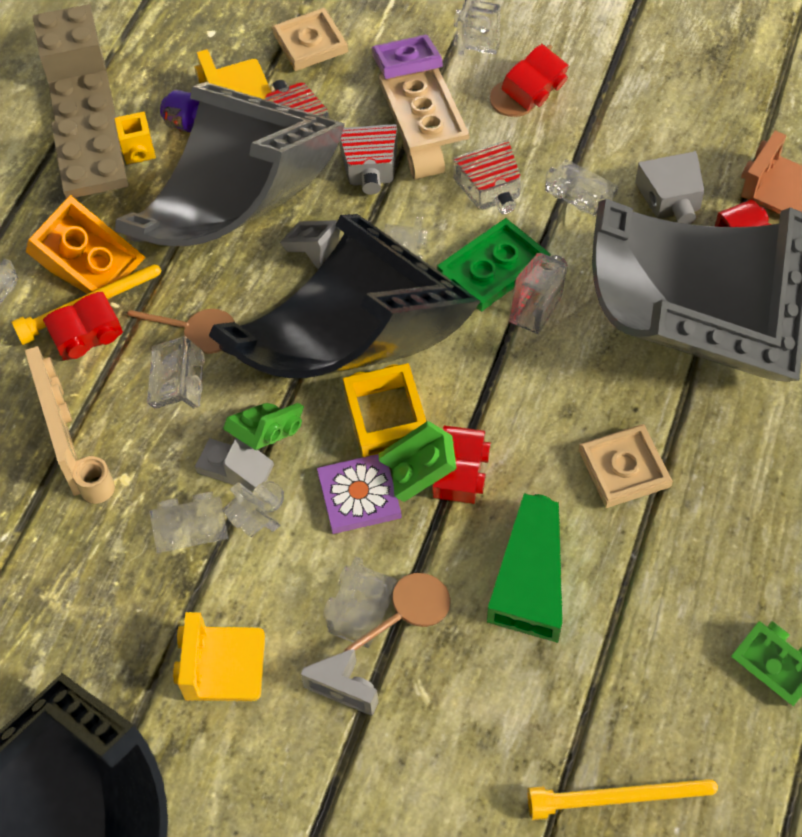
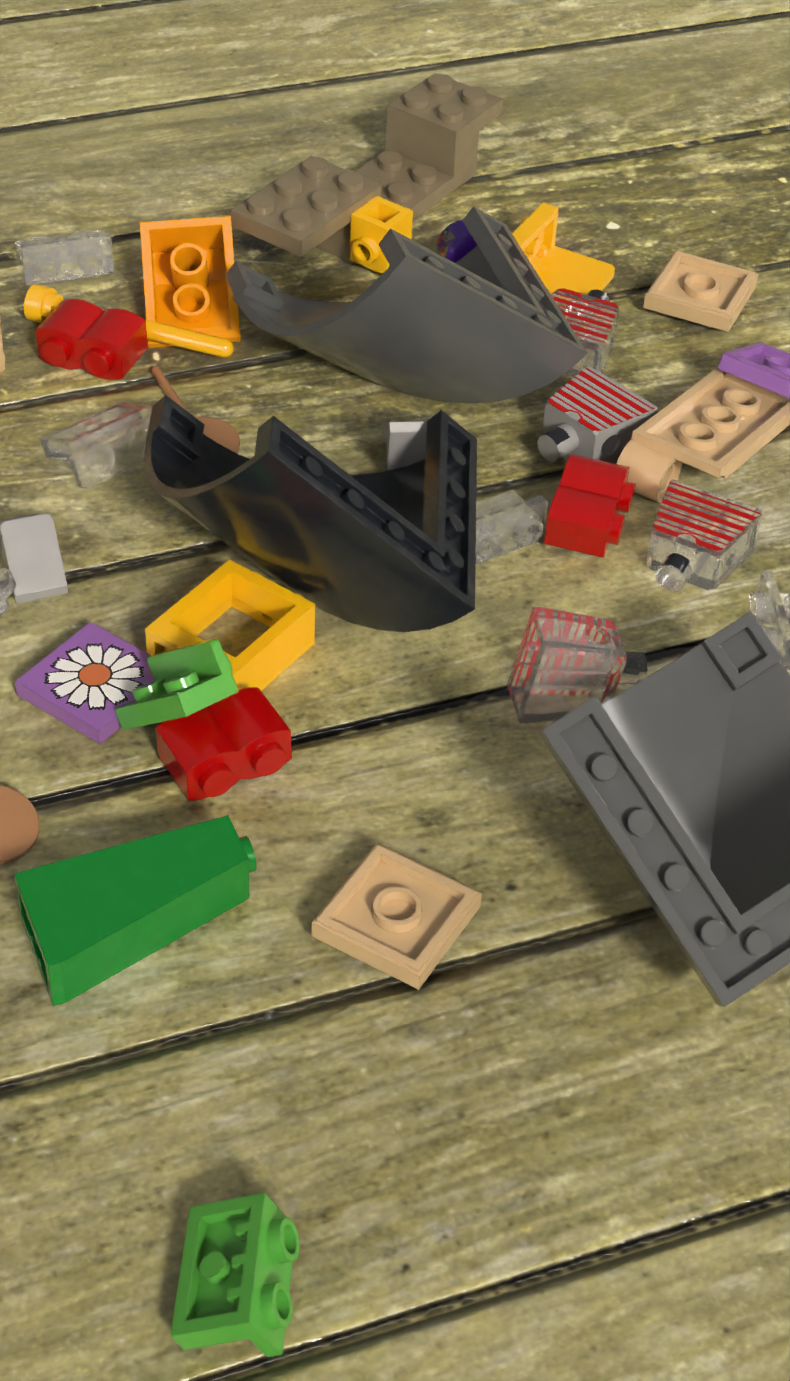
camera: 45 degrees right, 15 degrees down
(264, 424) = (96, 535): bright green bracket -> none
(426, 197) = (588, 506): none -> red brick
(491, 262) = (518, 587): green tile -> none

